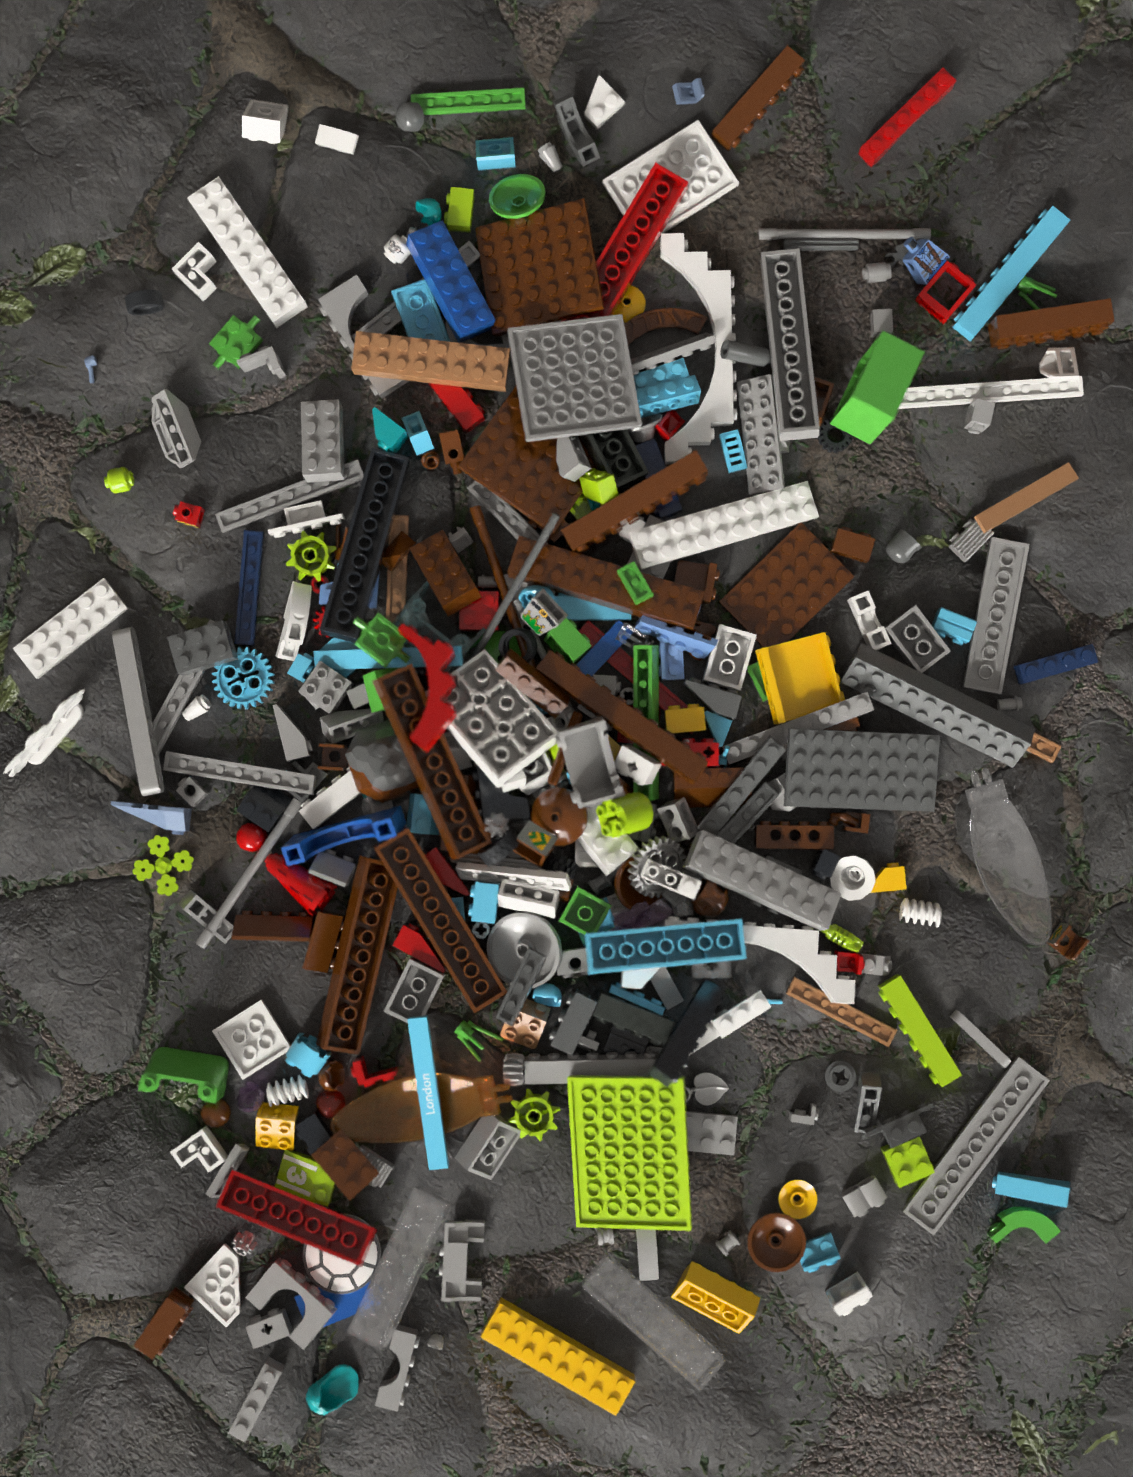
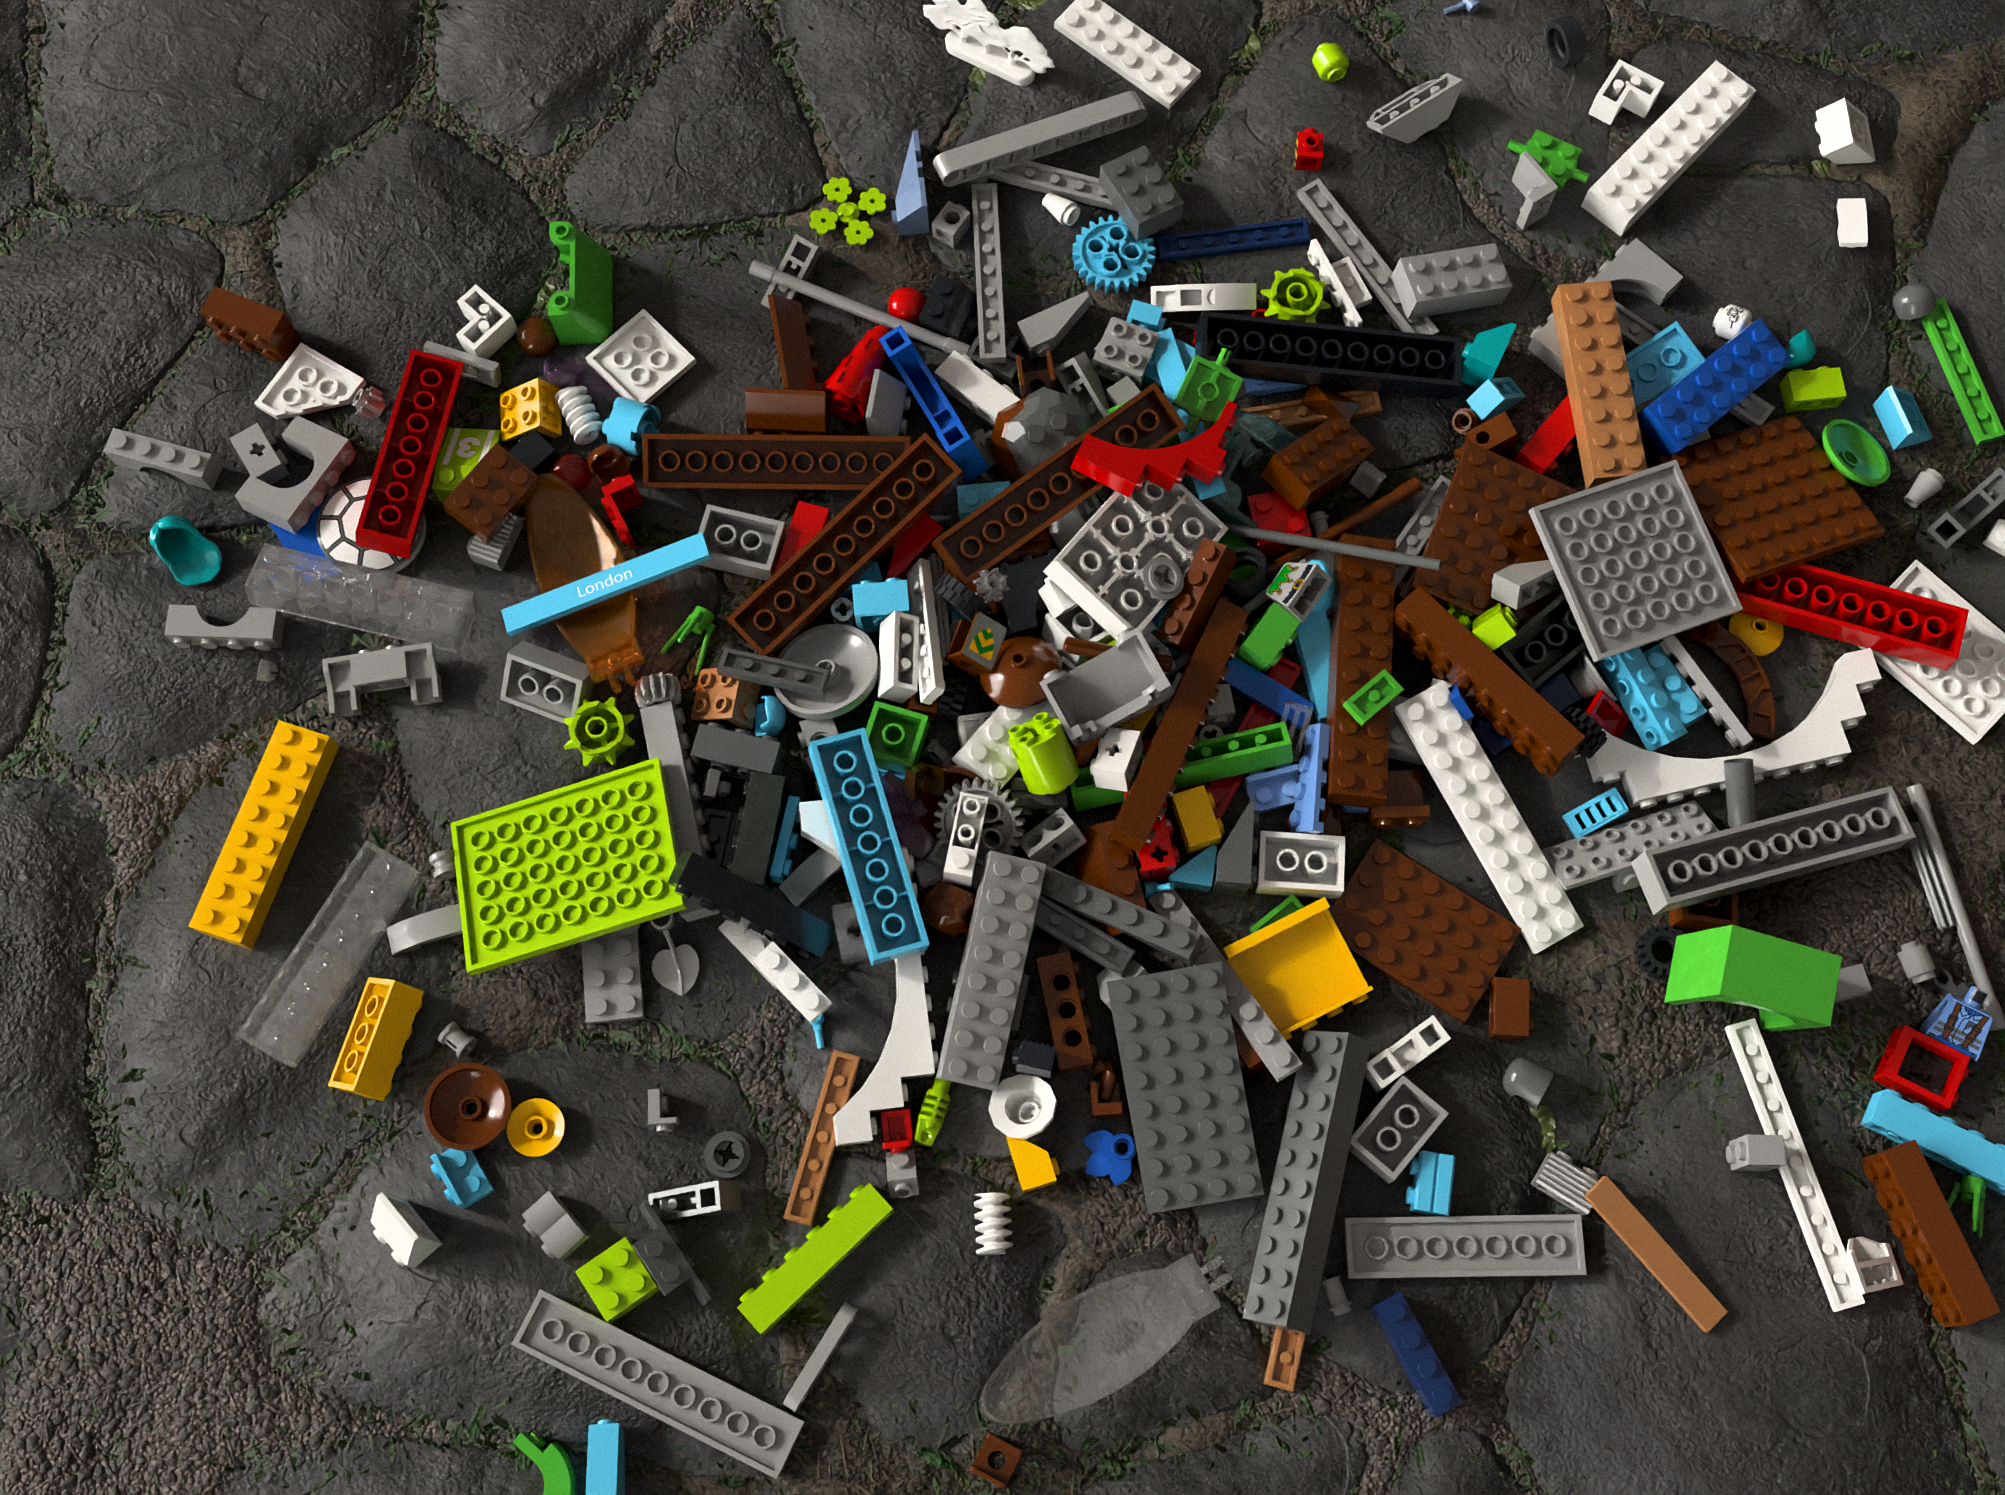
camera: 75 degrees right, 15 degrees down
(518, 698) = (1173, 578): none -> light grey gear
(623, 899) = (924, 779): none -> dark brown bracket
(646, 523) = (1460, 702): none -> blue tile
(683, 448) = (1593, 733): none -> black tyre
(891, 830) = (1106, 1158): none -> blue plate

